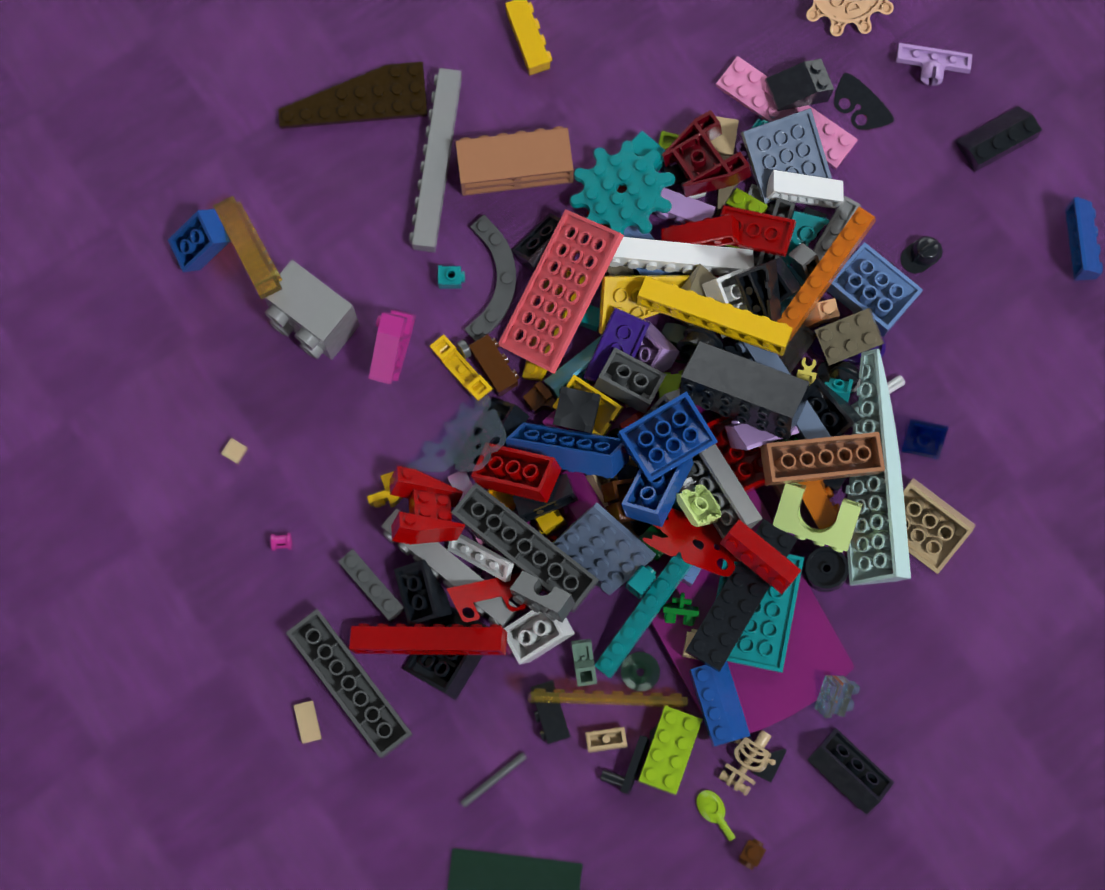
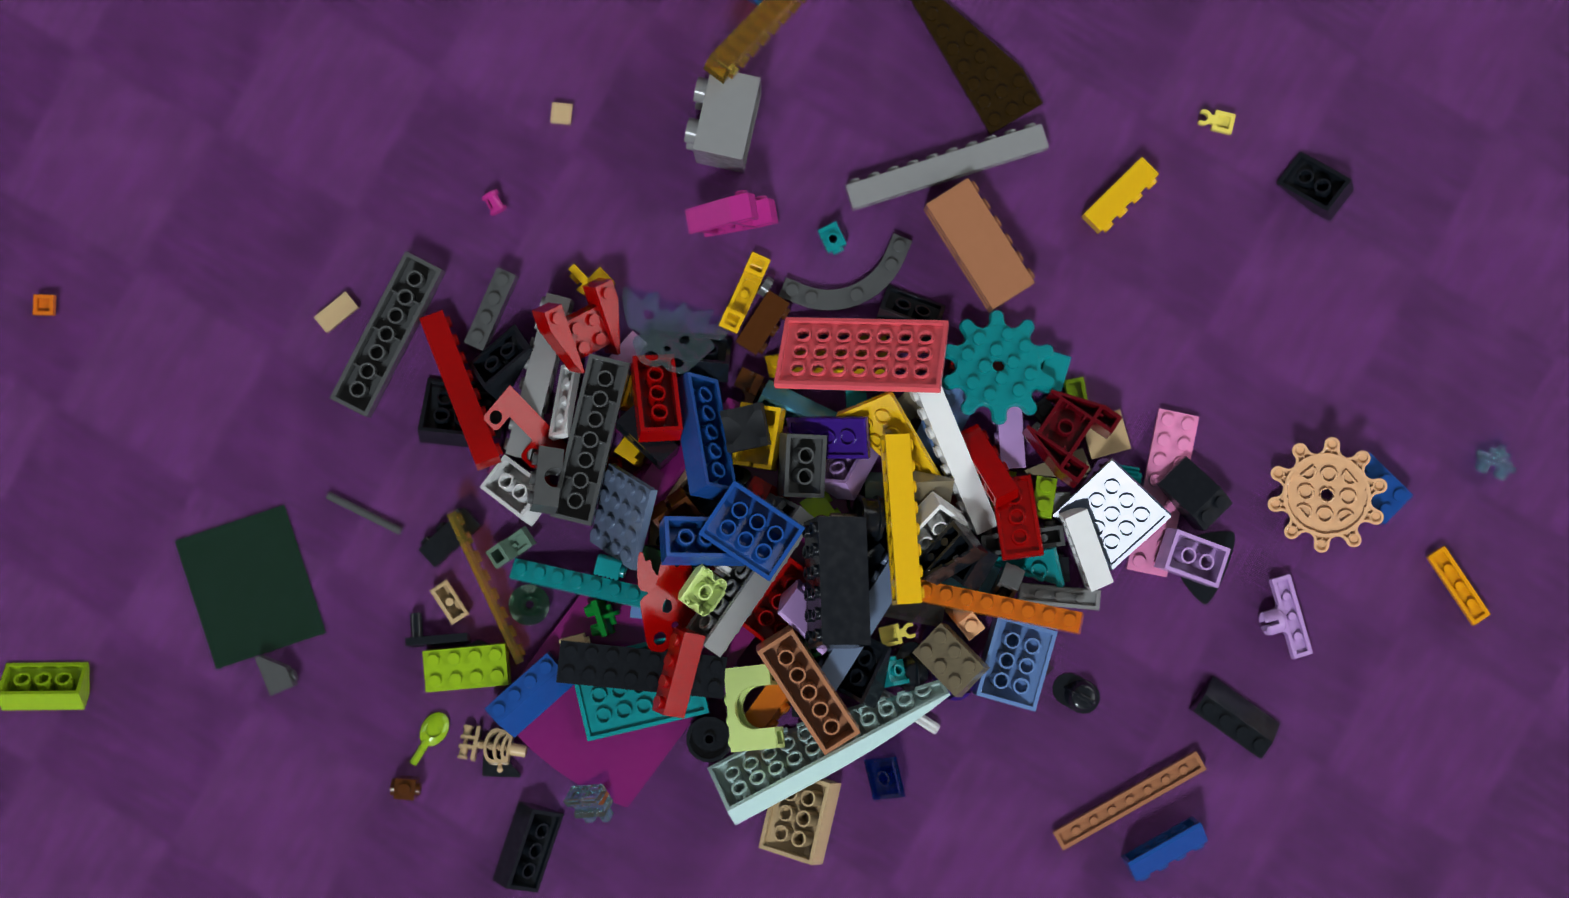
camera: 60 degrees right, 10 degrees up
(851, 109) = (1192, 557): none -> lavender brick
(1030, 252) = (1129, 800): none -> nougat plate

